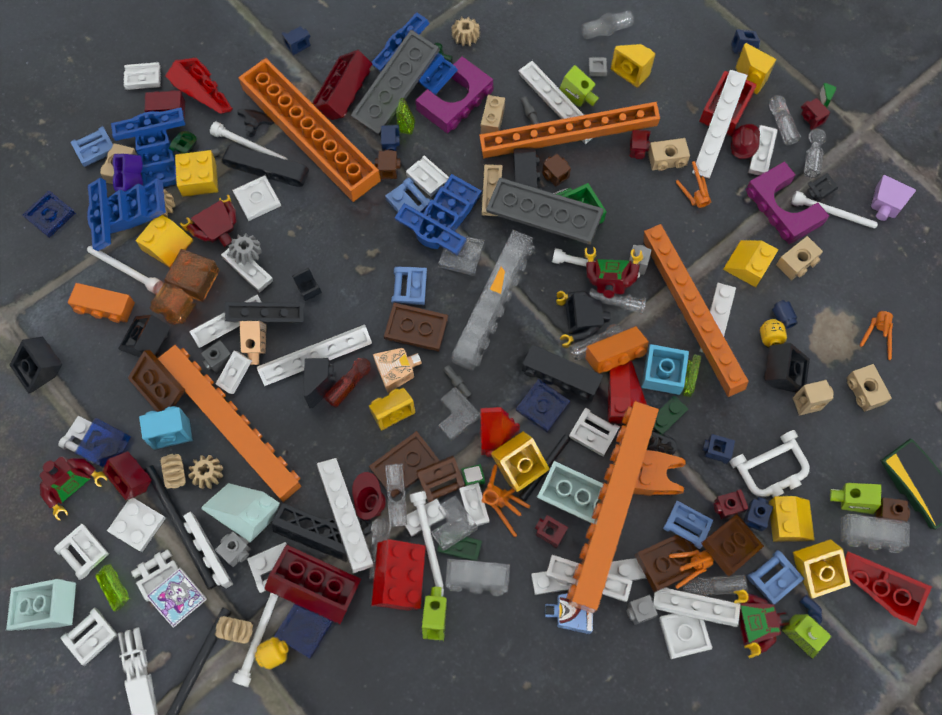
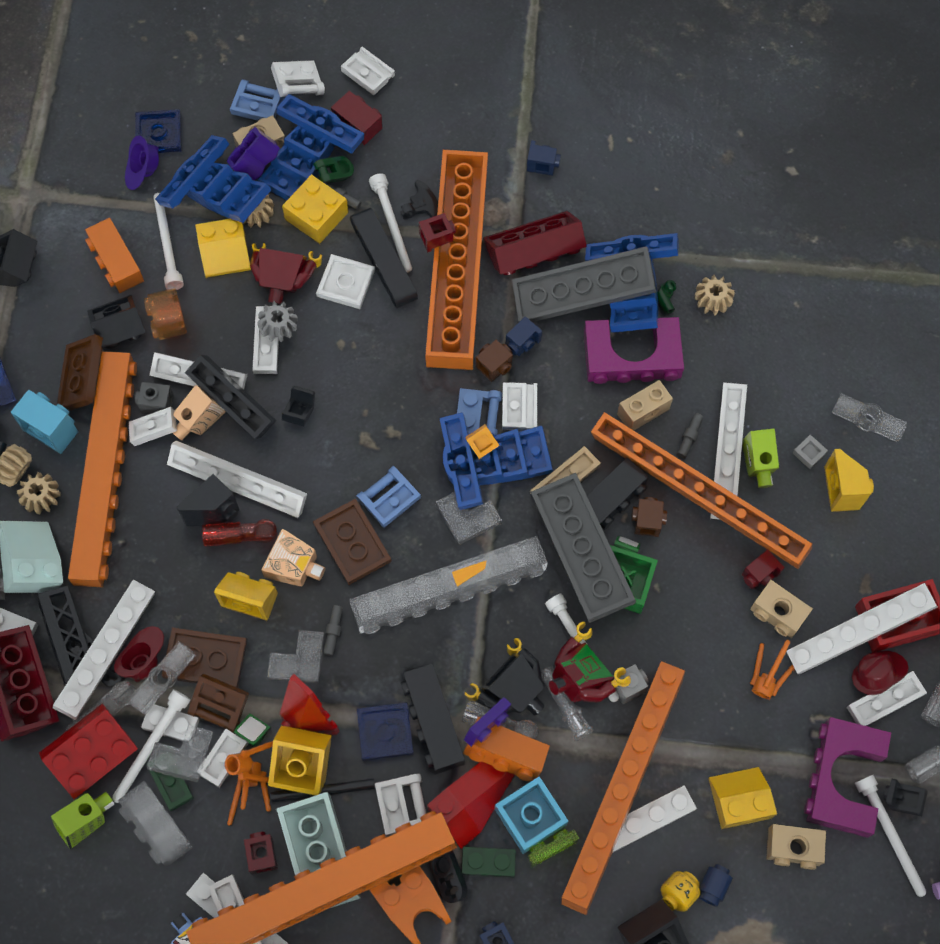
camera: 45 degrees right, 0 degrees up
(58, 237) = (141, 162): none -> dark purple piece
(104, 113) = (295, 74): none -> white plate
(192, 274) = (212, 302): clear orange brick -> none
(194, 80) = (407, 118): red wedge -> none
(286, 120) = (436, 231): none -> dark red brick
(405, 117) = (557, 329): clear neon green slope -> none
(432, 207) = (482, 441): none -> light orange plate
(597, 338) = (481, 729): none -> dark purple plate

